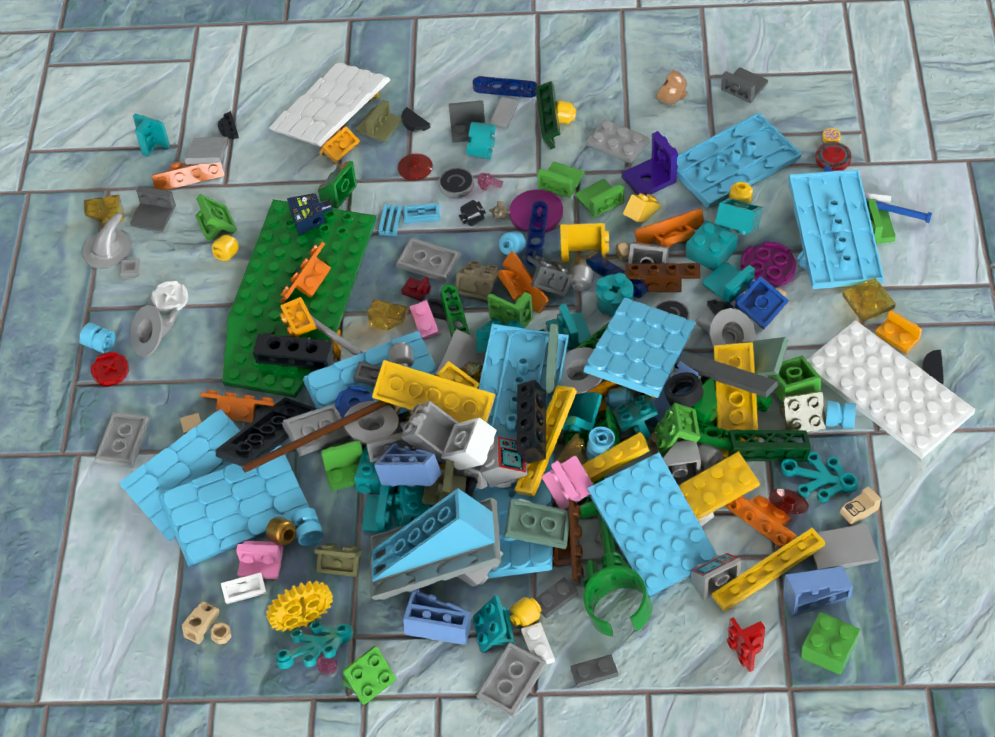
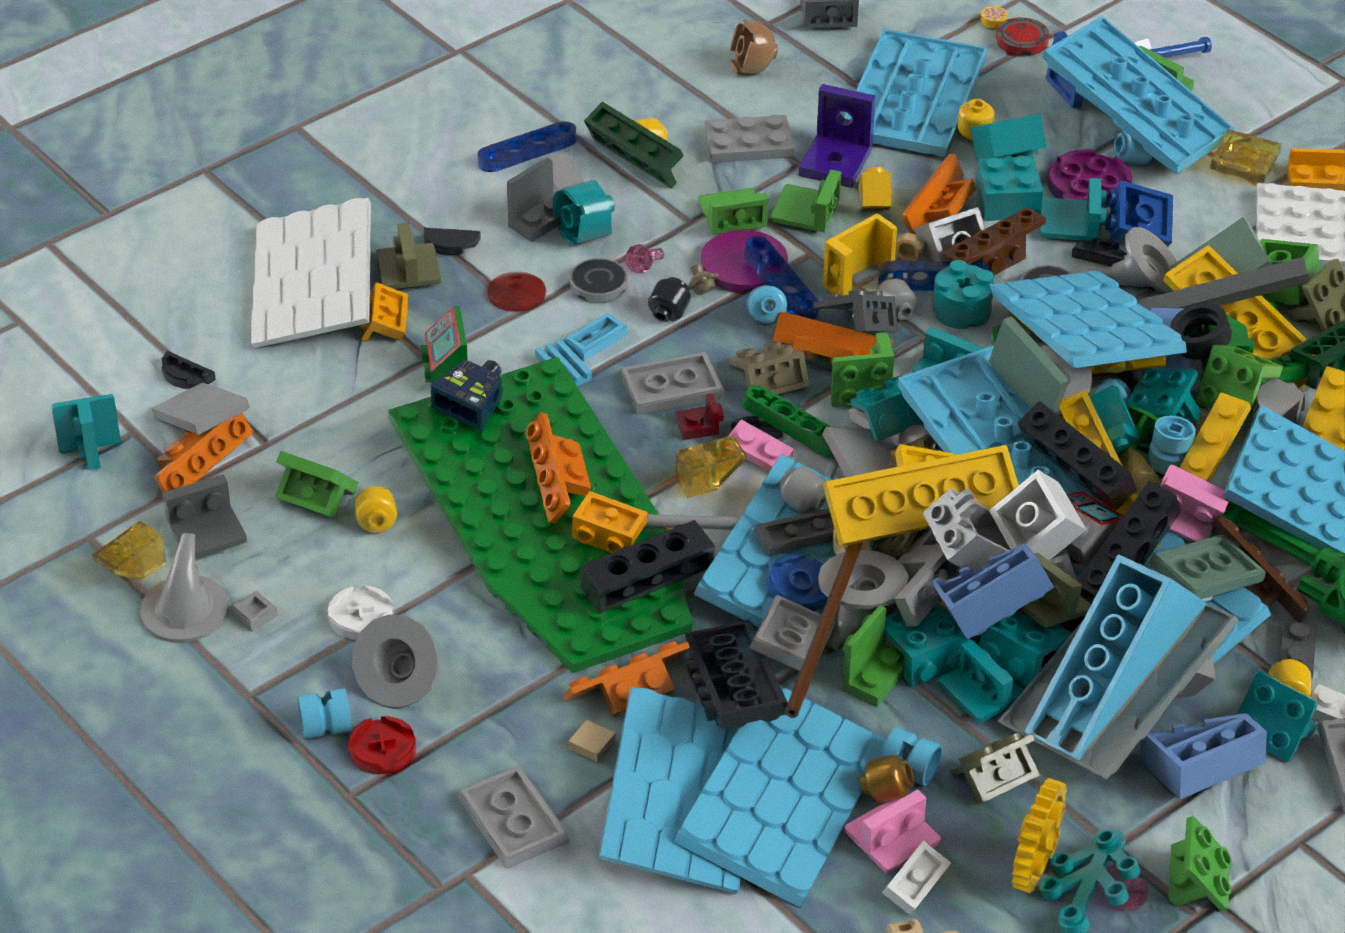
camera: 45 degrees left, 10 degrees down
(513, 483) = (1133, 536): none -> black brick

